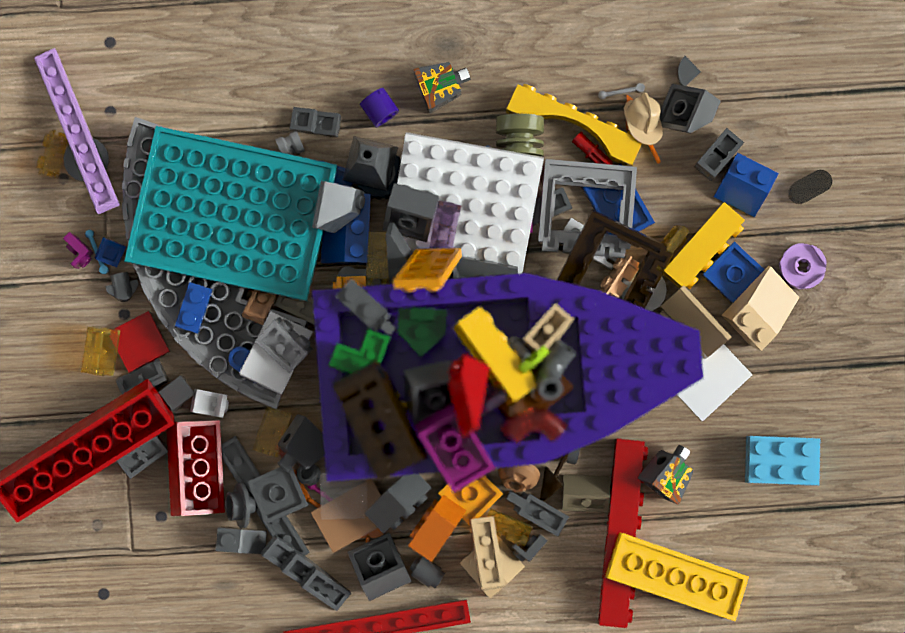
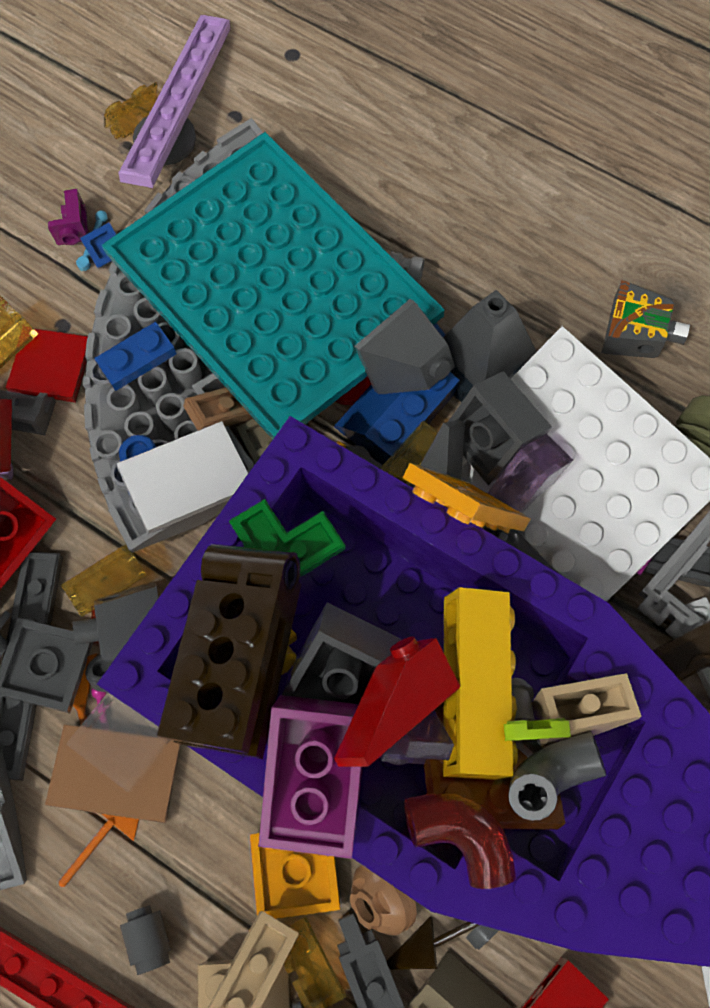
camera: 35 degrees right, 15 degrees down
(122, 287) = (83, 291): dark grey piece -> none
(176, 393) = (34, 447): dark grey panel -> none
(209, 403) = (62, 489): white bracket -> none
(284, 344) = (202, 467): light grey bracket -> none
(315, 122) = (452, 270): dark grey slope -> none
(365, 307) = (342, 482): dark grey hinge -> none
(379, 107) = (545, 298): dark purple piece -> none
(379, 566) = (87, 877): dark grey slope -> none
(398, 502) = (183, 801): dark grey hinge -> none
(422, 327) = (401, 565): dark green plate -> none
(435, 527) = (204, 882): orange brick -> none

